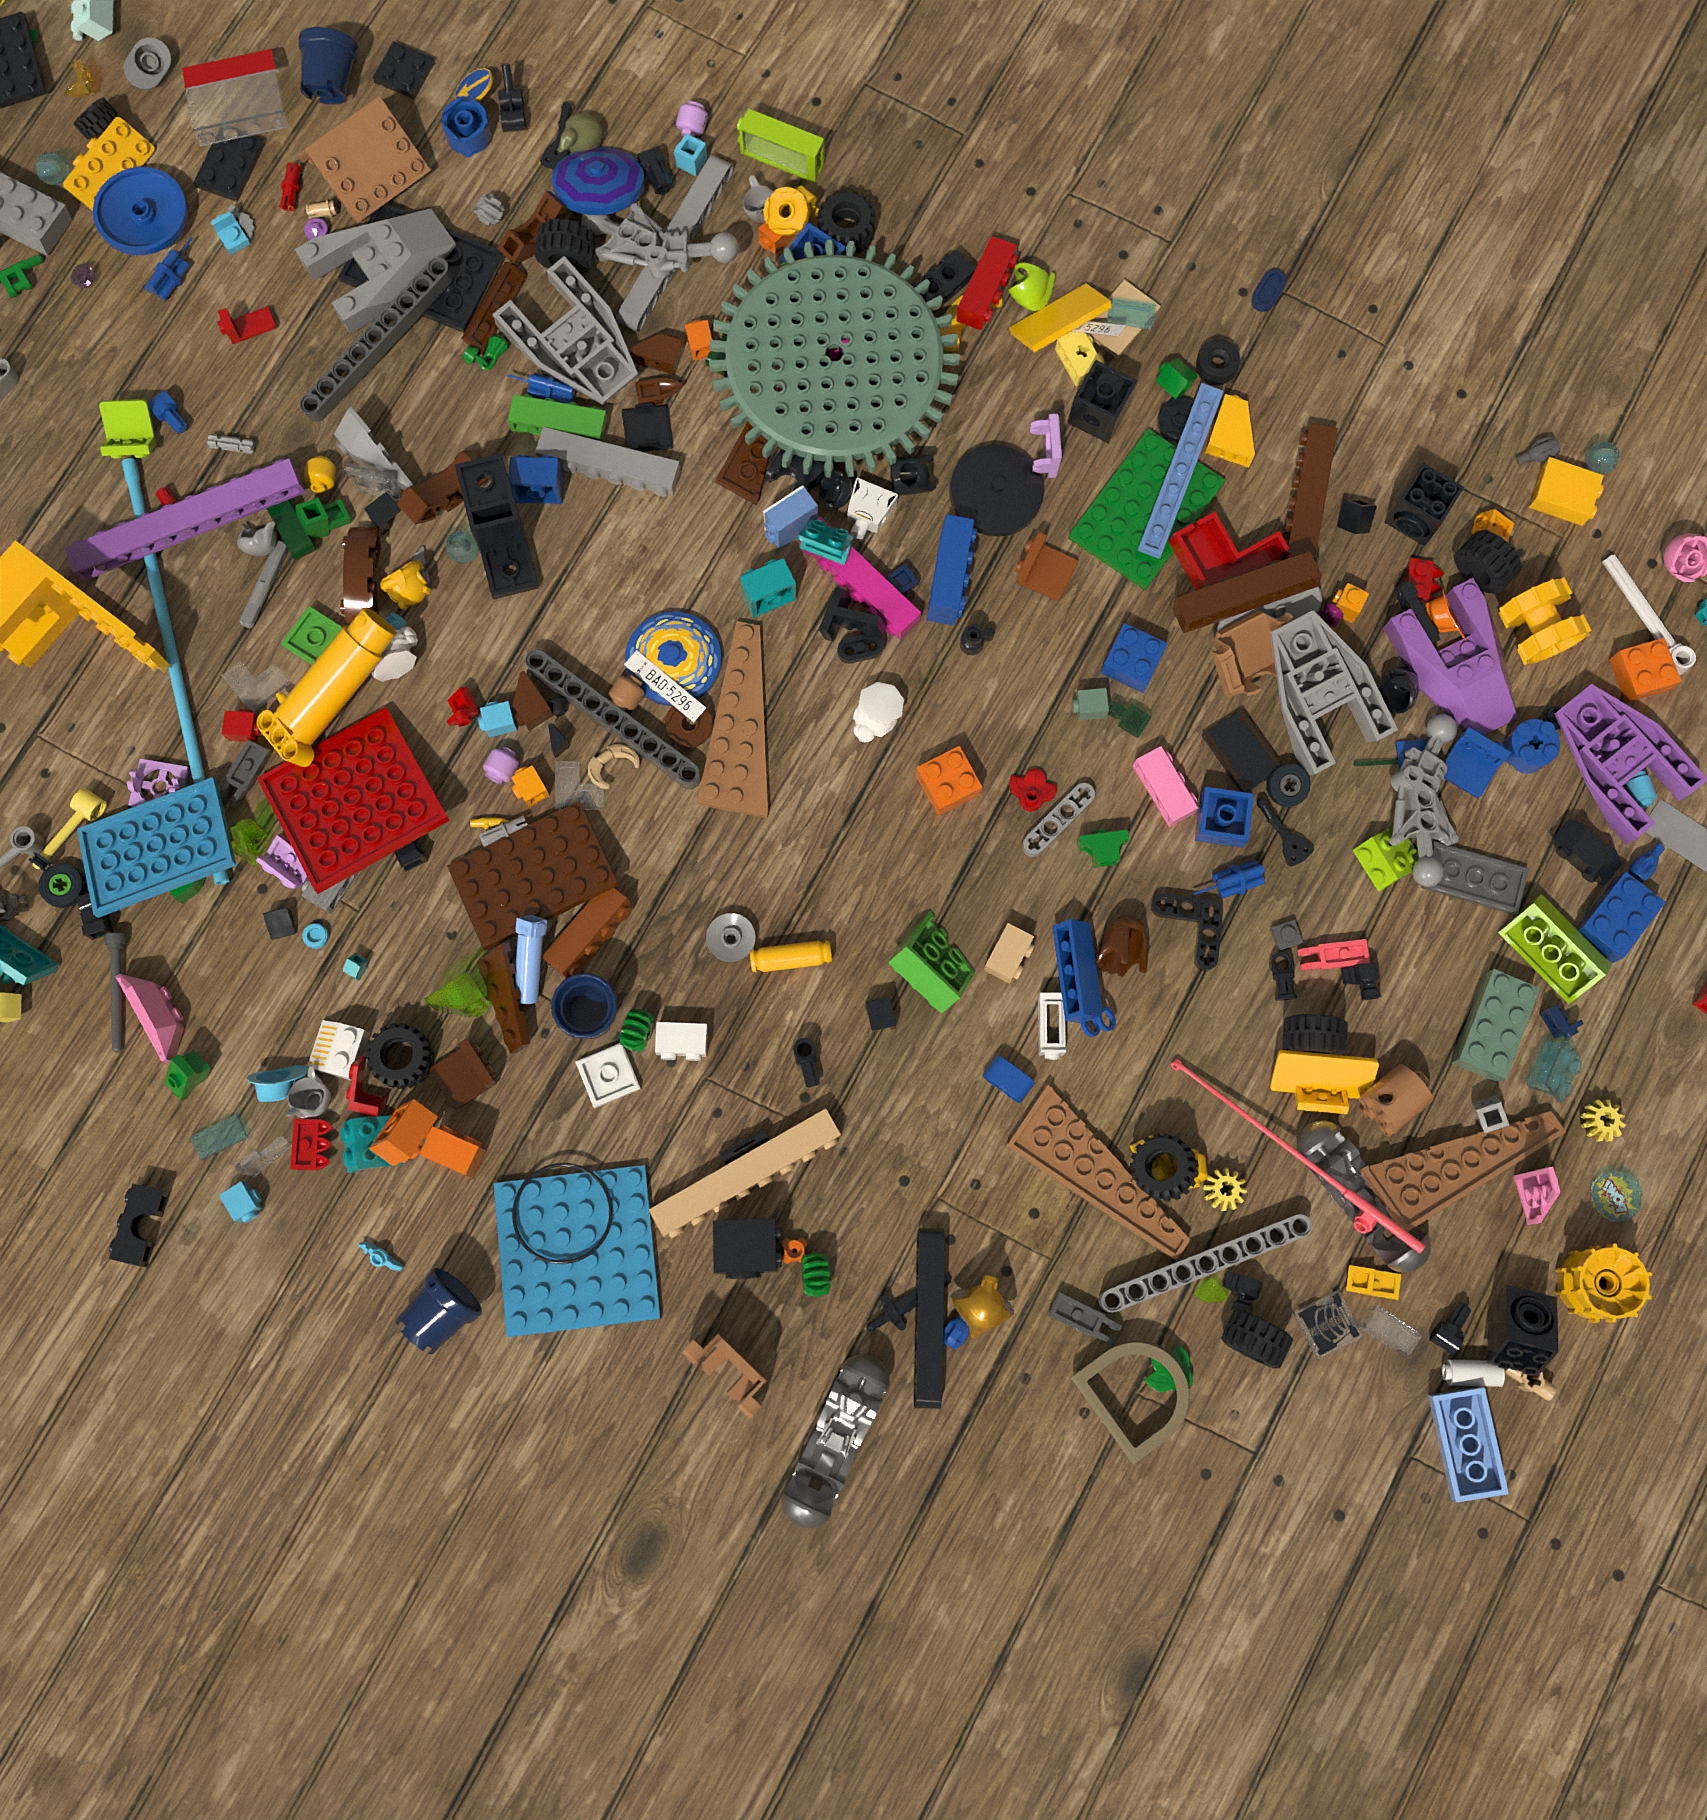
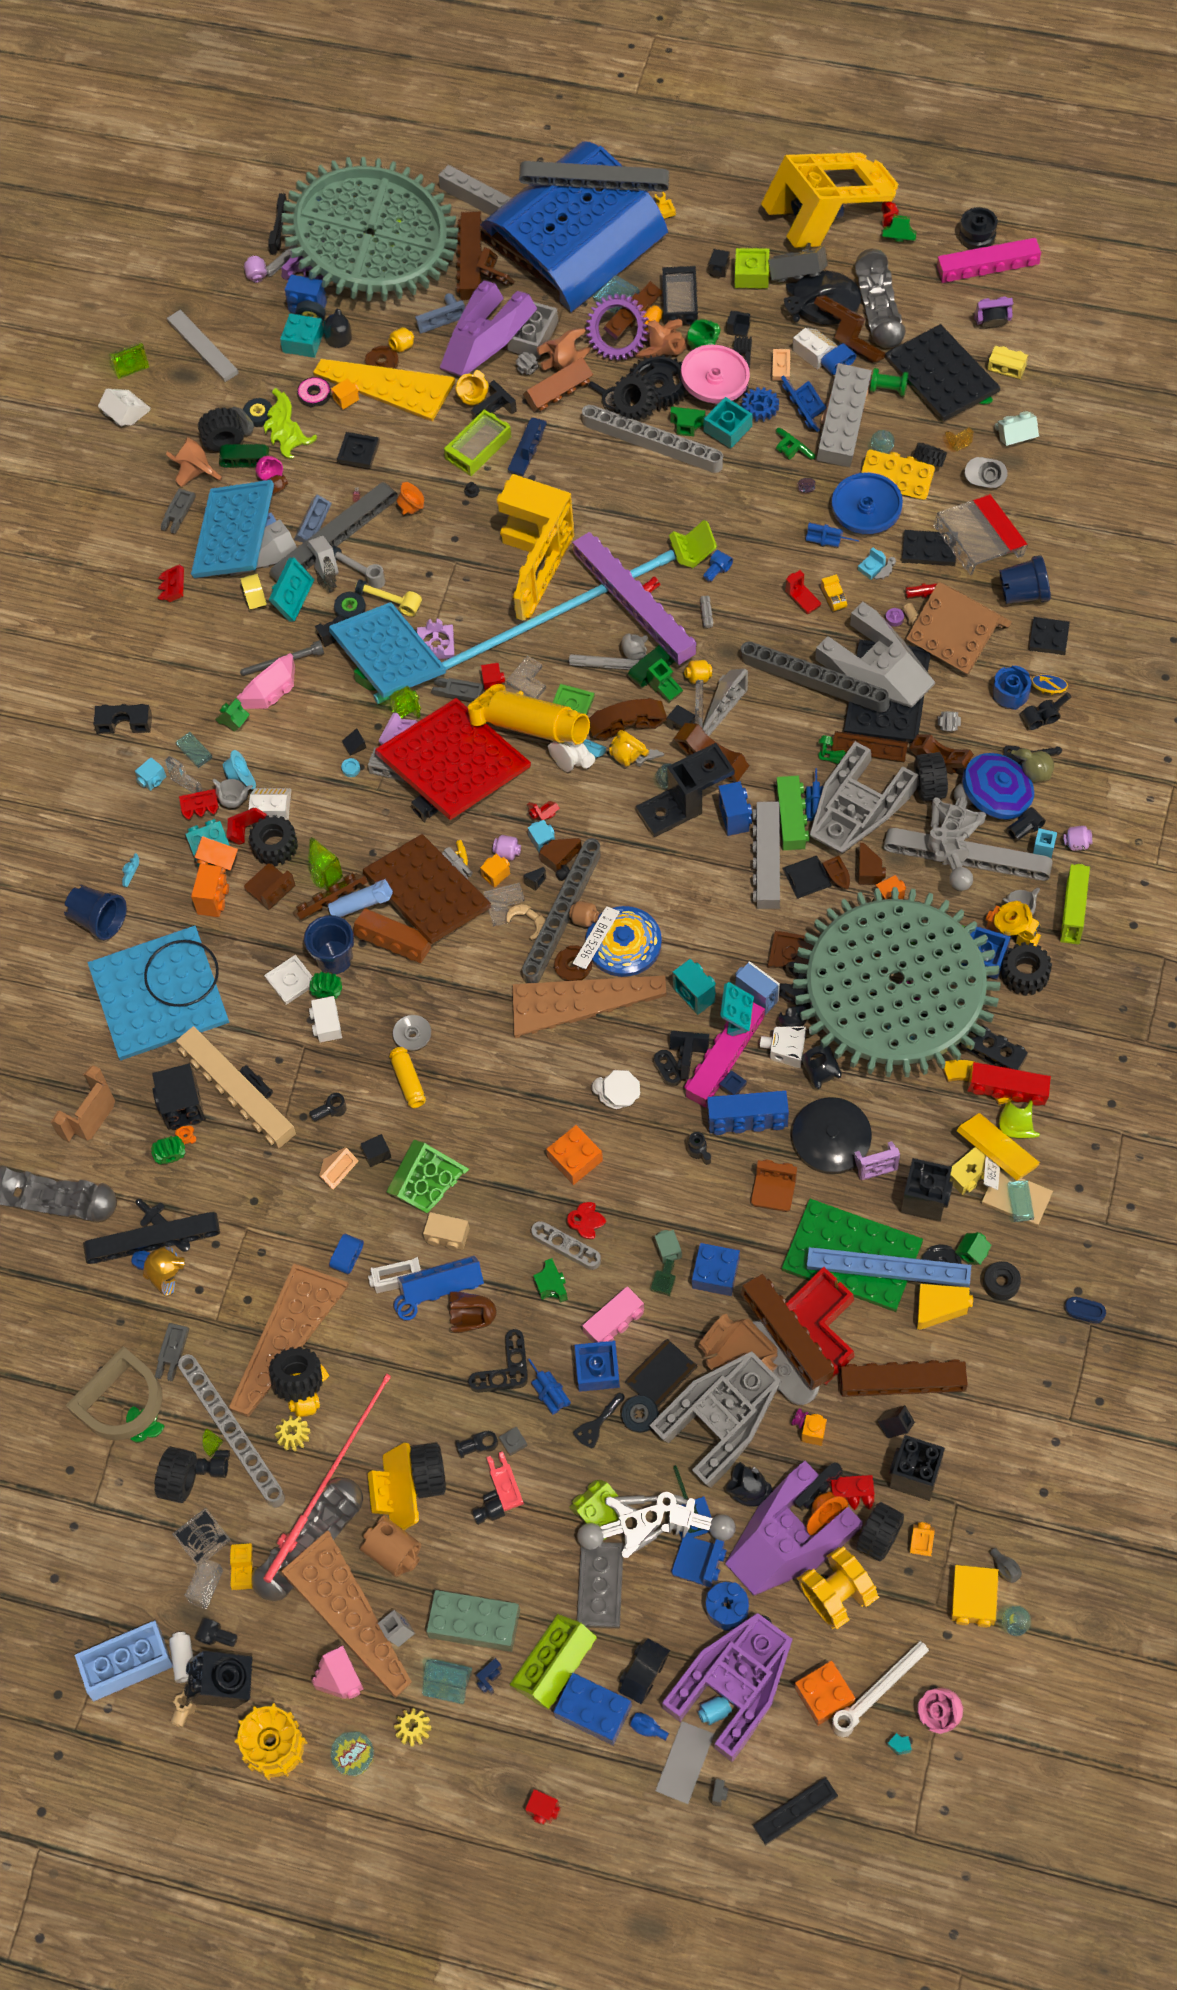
camera: 85 degrees right, 15 degrees down
(259, 288) = (833, 593): none -> yellow leg
(355, 966) = (332, 796): teal piece -> none
(887, 1069) = (337, 1167): none -> light nougat slope

